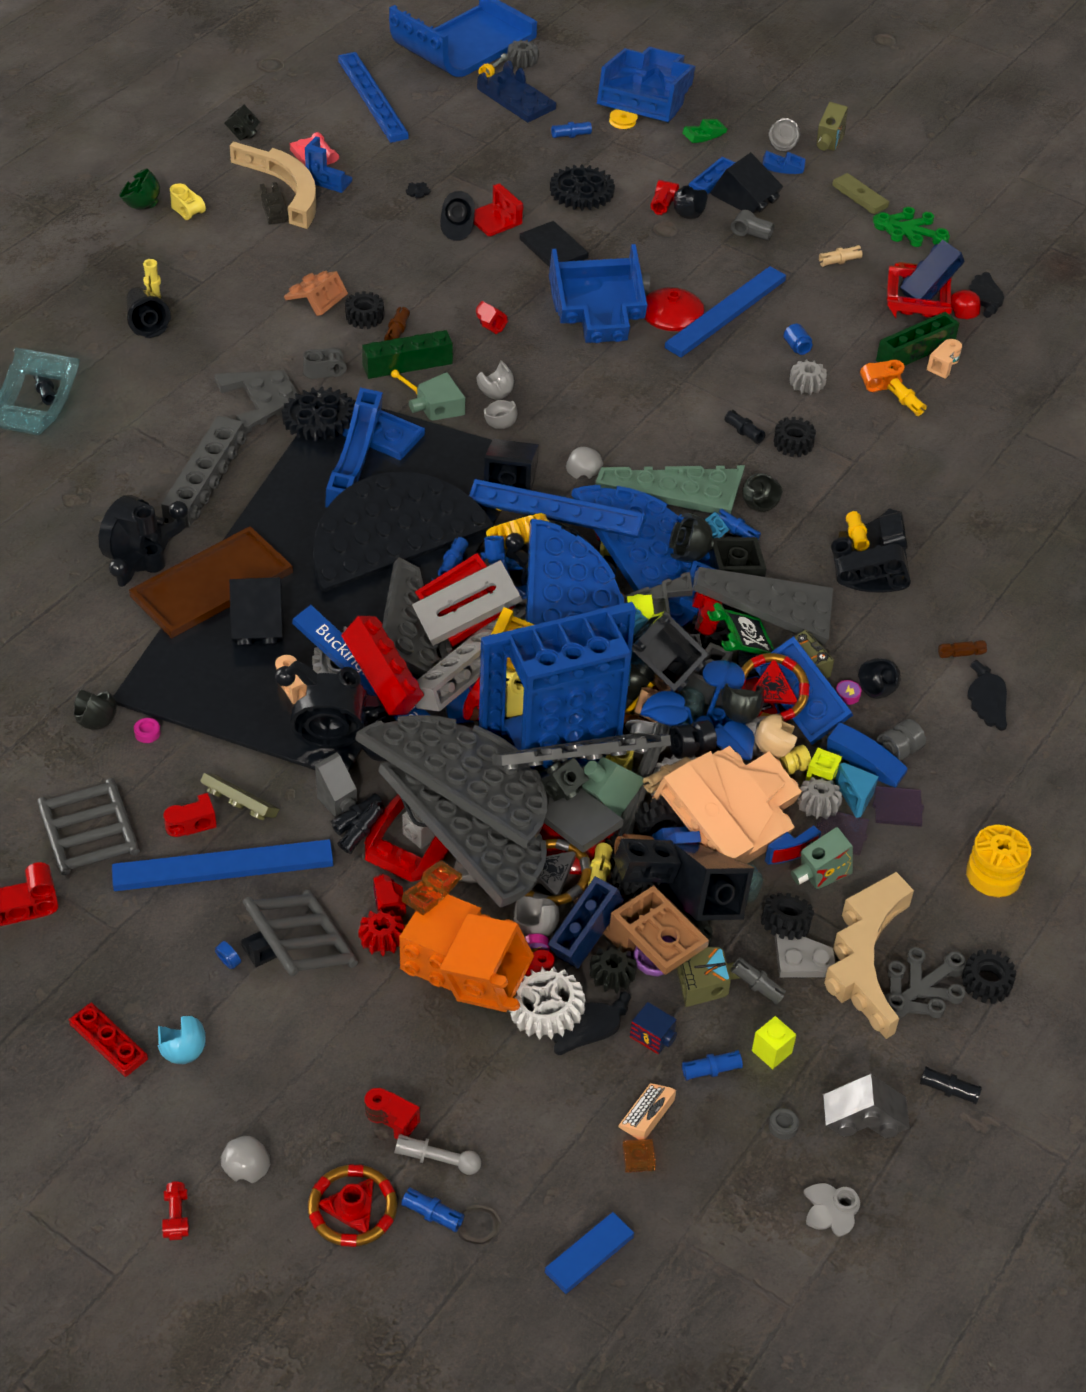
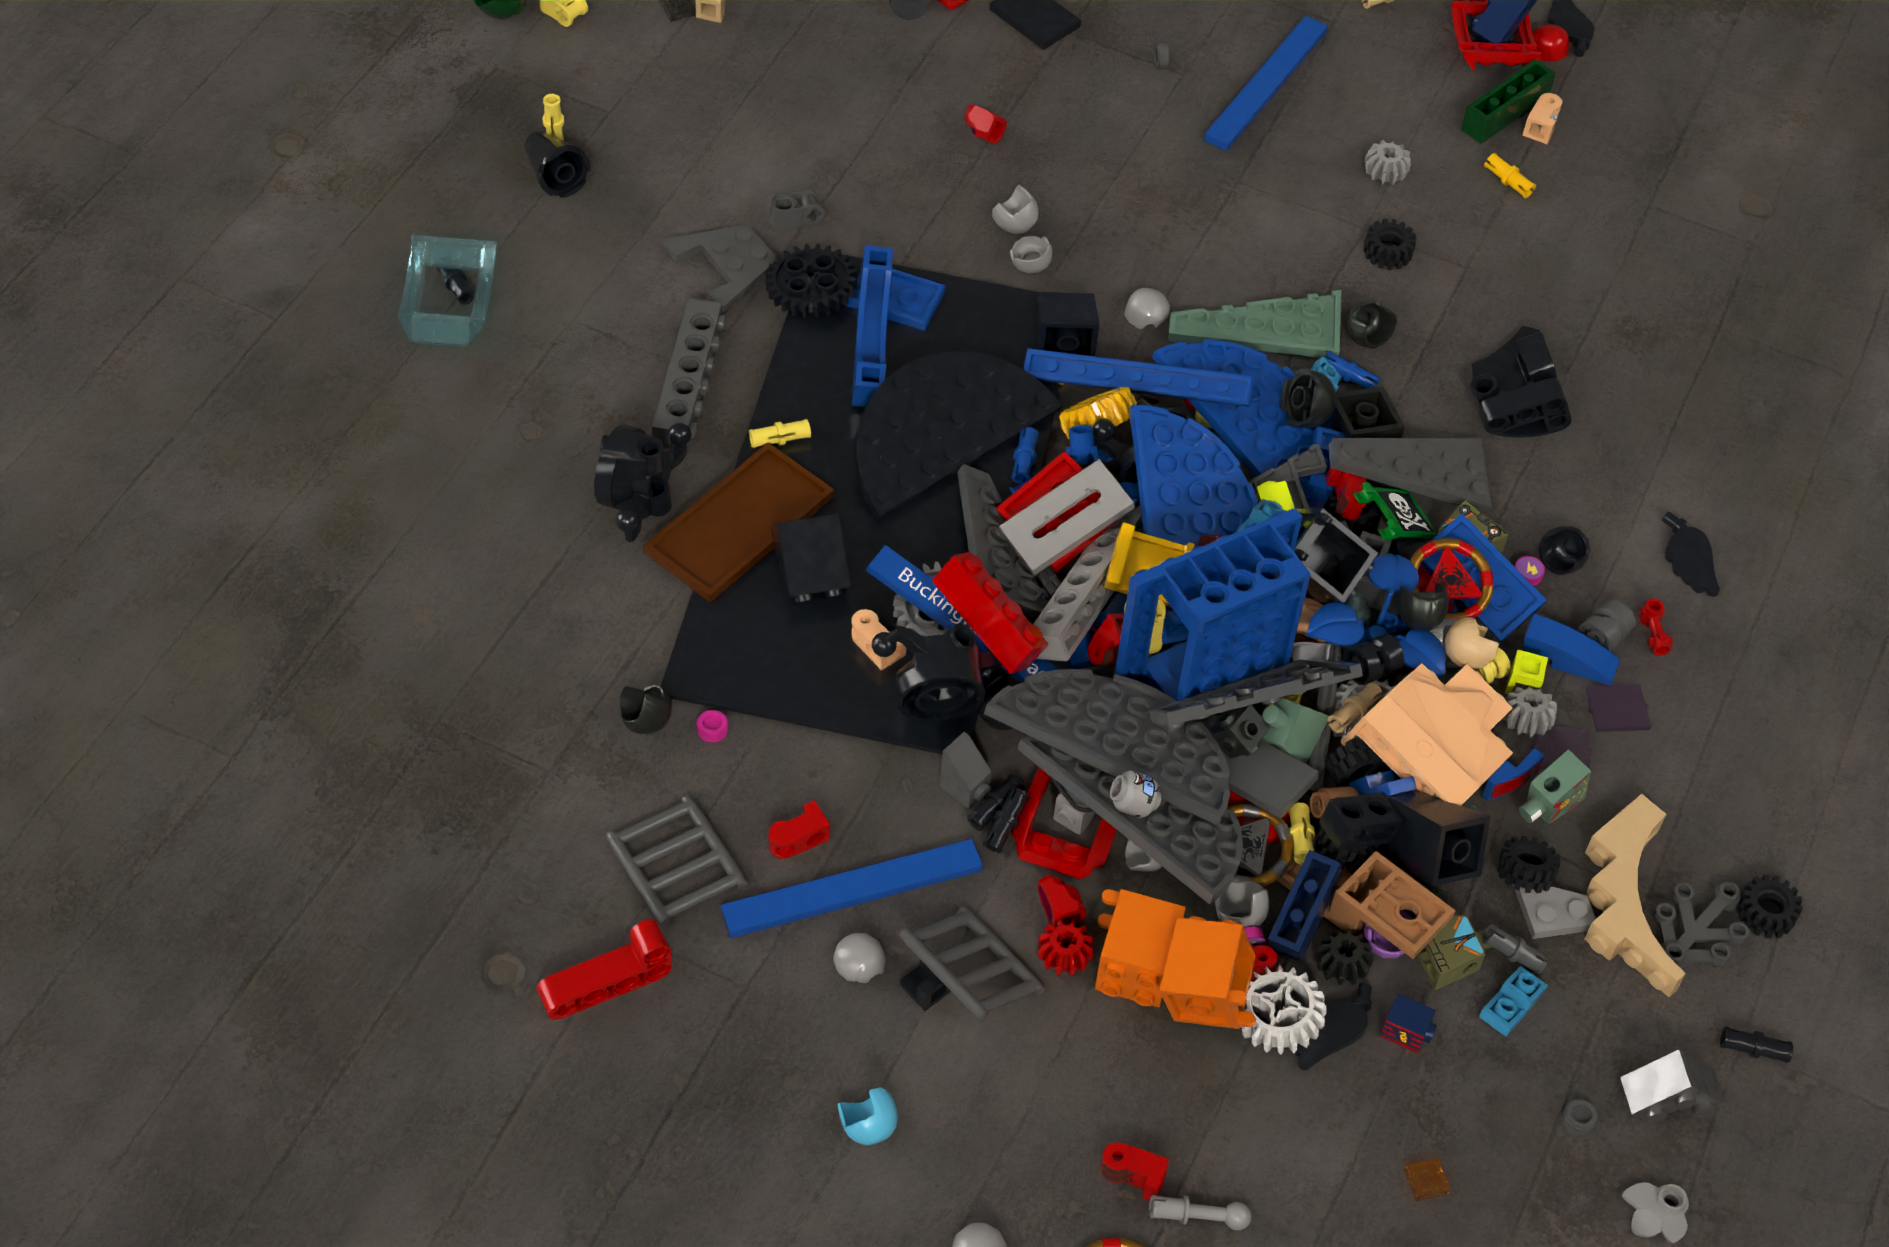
camera: 10 degrees left, 5 degrees up
(108, 1039) = (792, 1137): red tile -> none
(212, 918) = (859, 957): none -> light grey hair
(227, 955) = (892, 1001): blue tile -> none
(239, 797) = (849, 799): olive tile -> none
(262, 520) = (780, 433): none -> light yellow pin
(321, 290) = (766, 106): nougat bracket -> none
(364, 310) = (826, 119): black tyre -> none
(395, 374) = (922, 234): yellow hinge -> none
(397, 324) = (871, 147): reddish brown pin -> none
(407, 354) = (896, 186): dark green brick -> none
(433, 887) = (1124, 890): clear orange slope -> none
(439, 398) = (951, 242): sand green torso -> none
(459, 814) = (1135, 794): none -> light grey head
(599, 295) = (1111, 78): blue panel -> none
(648, 1111) = (1424, 1123): slope -> none
(672, 308) = (1200, 86): red dish -> none
(712, 1065) = (1484, 1058): blue pin -> none
(741, 1029) = (1513, 1001): none -> dark azure slope
(744, 426) = (1327, 237): black pin -> none
(773, 1042) = (1549, 1021): neon yellow brick -> none
(798, 339) = (1363, 112): blue brick -> none
(856, 787) = (1569, 691): dark azure slope -> none
(857, 531) = (1493, 361): yellow pin -> none
(878, 375) = (1473, 150): orange piece -> none
(942, 737) = (1650, 617): none -> red bar
(962, 649) = (1648, 499): reddish brown axle -> none
(998, 860) = (1752, 763): yellow wheel -> none

